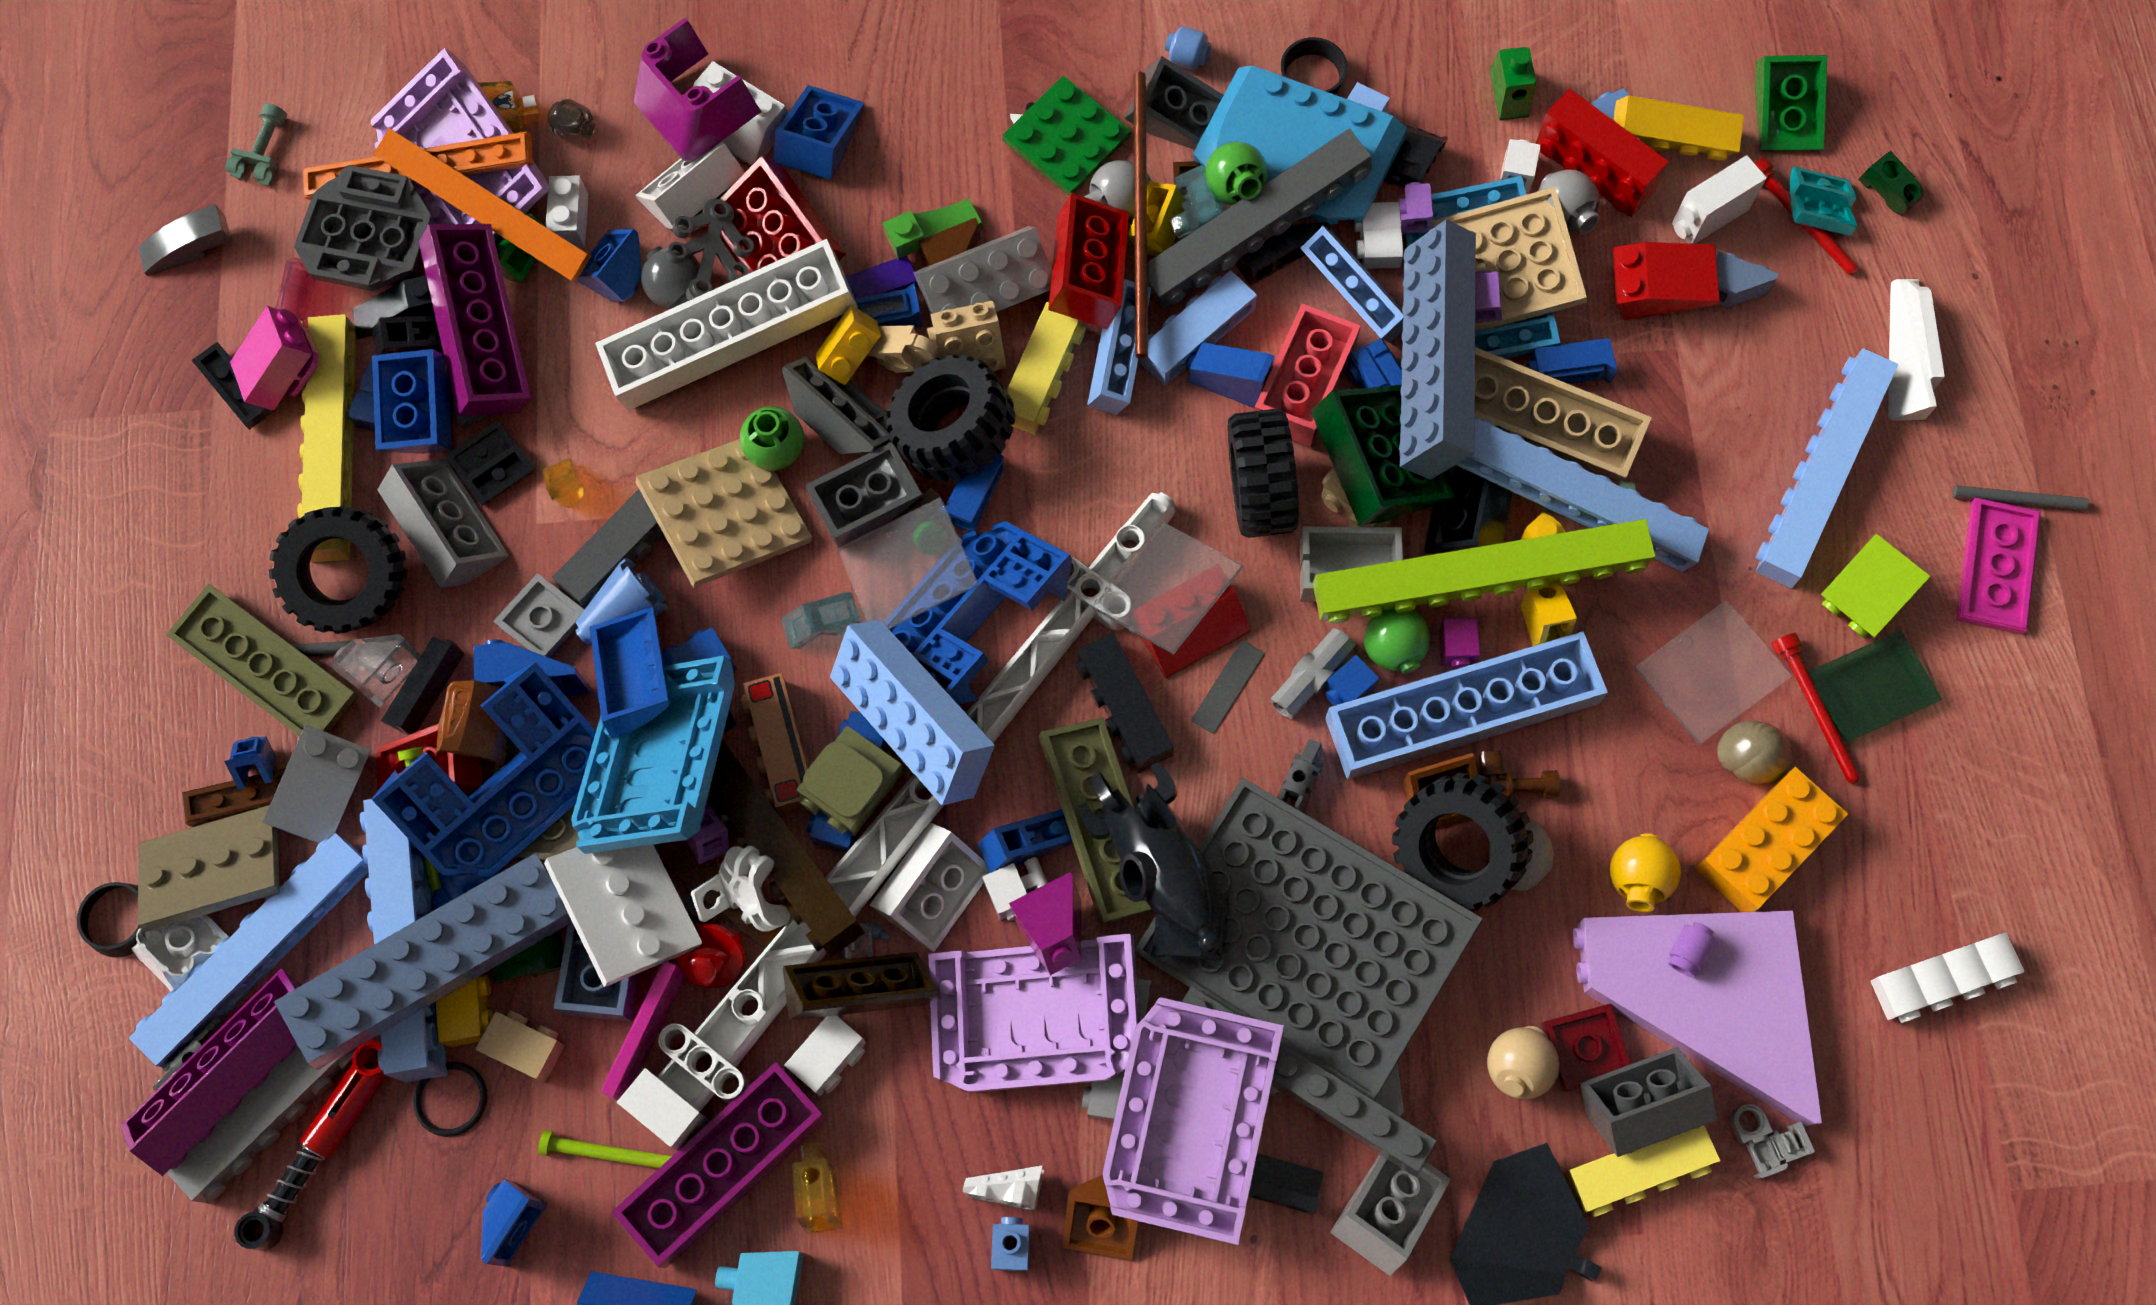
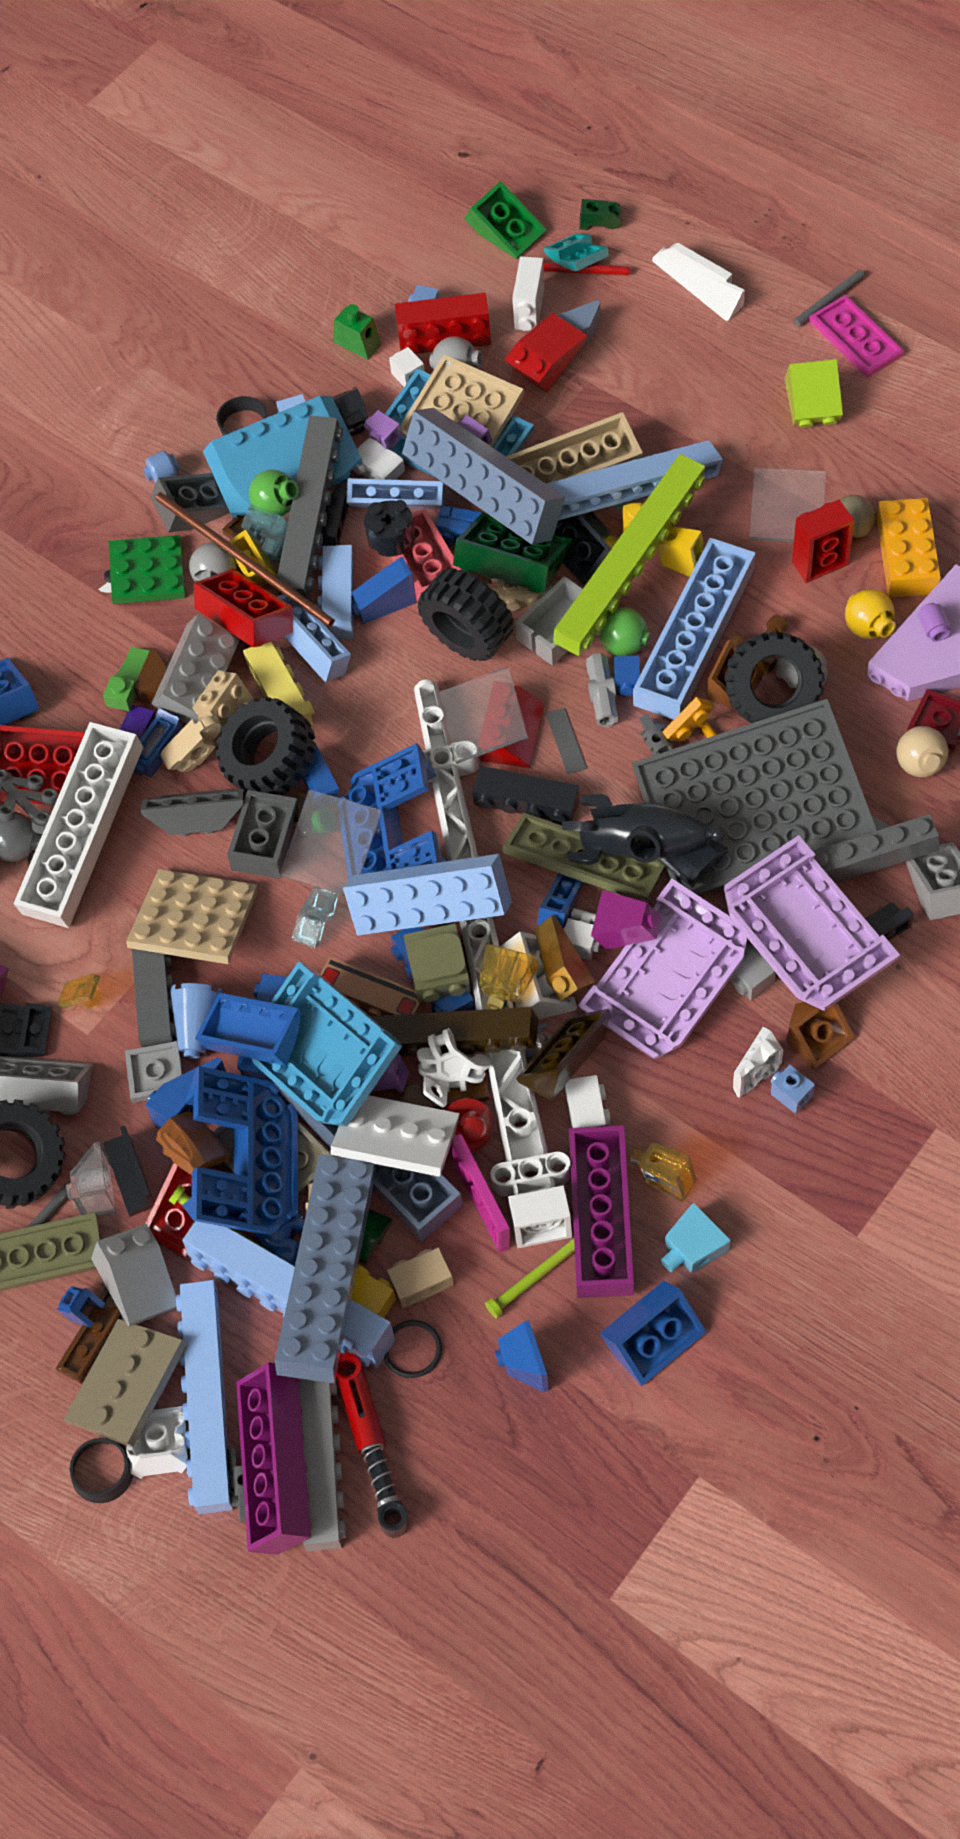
camera: 45 degrees left, 10 degrees down
(772, 438) = (176, 854): bright green brick -> none
(847, 345) = (160, 770): yellow brick -> none
(883, 861) = (506, 975): none -> clear yellow torso
(957, 901) = (561, 961): none -> pearl gold slope
(1298, 314) = (389, 527): none -> black brick
(1354, 792) = (691, 717): none -> light orange plate
(1459, 642) = (654, 605): magenta brick -> none
(1576, 361) = (553, 423): blue window -> none
(1680, 126) = (469, 275): yellow brick -> none
(1686, 749) = (822, 540): none -> red brick
(1789, 649) = (810, 460): red piece -> none
(1825, 469) = (727, 366): light blue brick -> none
(1874, 686) = (867, 439): clear green piece -> none

